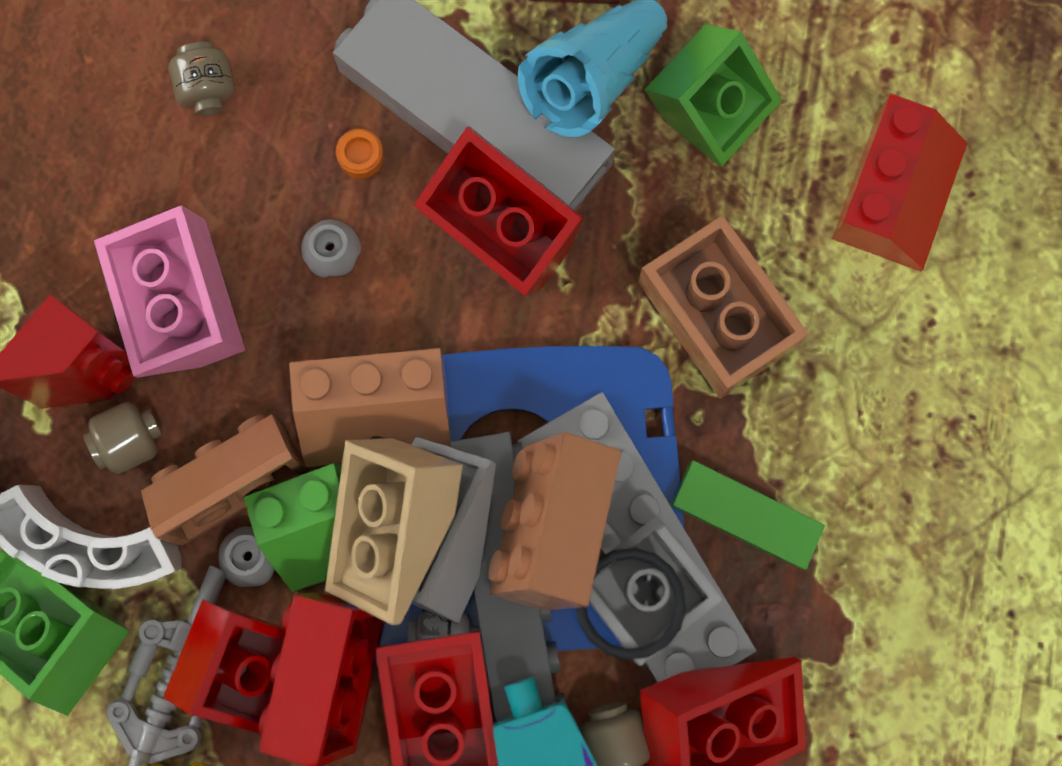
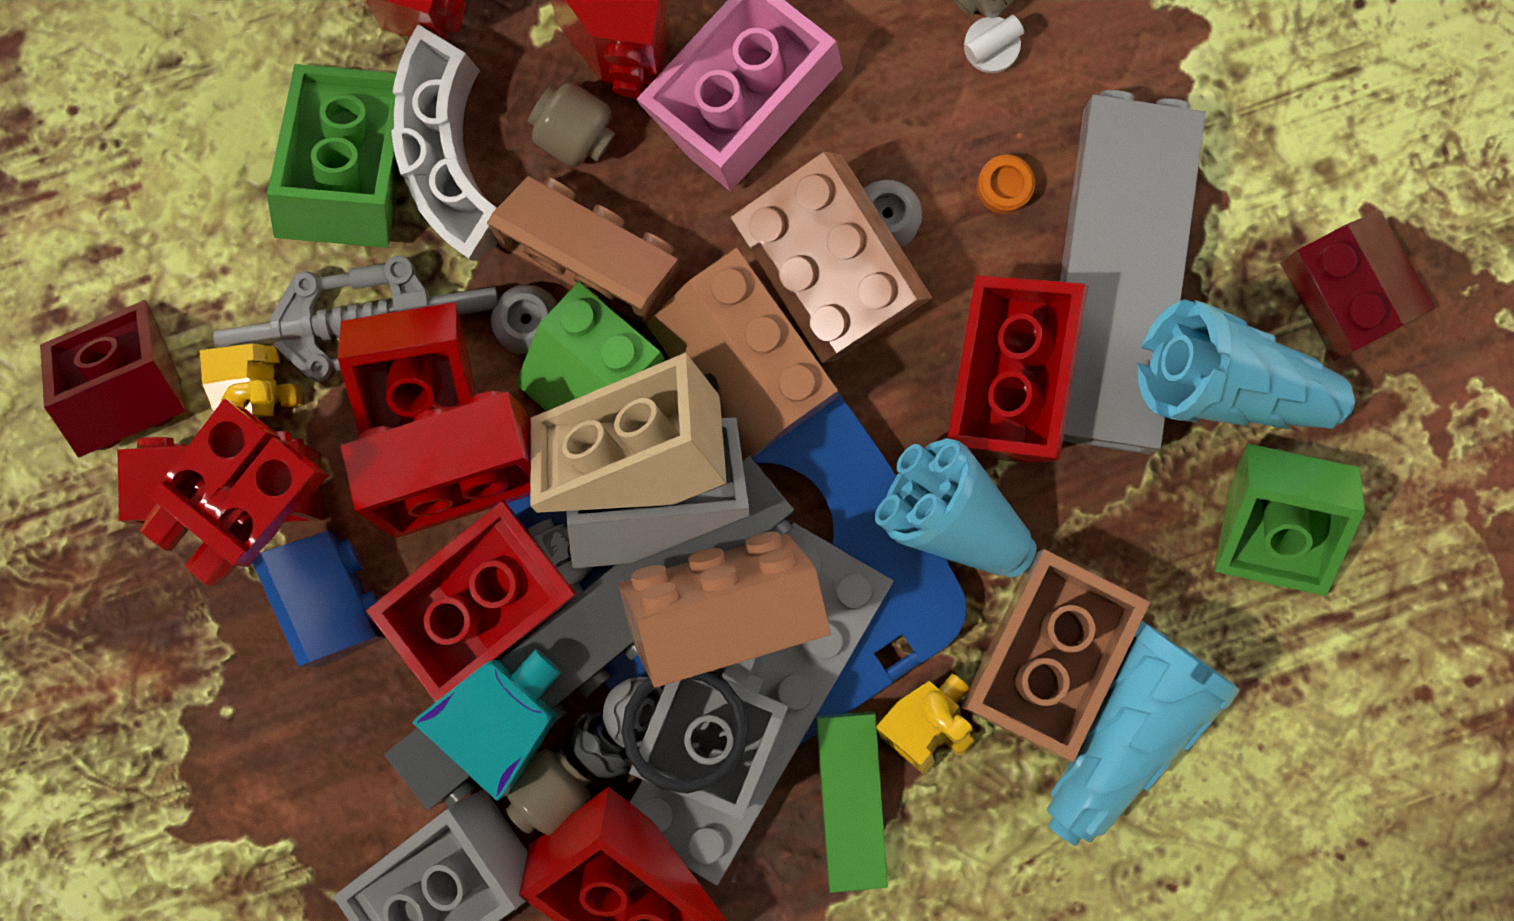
camera: 55 degrees right, 5 degrees up
(253, 103) = (993, 43): none -> white plate
(337, 302) = (831, 257): none -> nougat brick
(575, 317) = (954, 511): none -> medium azure cone
(582, 649) = (615, 705): none -> light grey plate
(603, 680) = (596, 749): none -> dark grey plate
(718, 426) = (928, 720): none -> yellow piece
(804, 263) = (1148, 716): none -> medium azure cone
(901, 183) = (1305, 775): red slope -> none

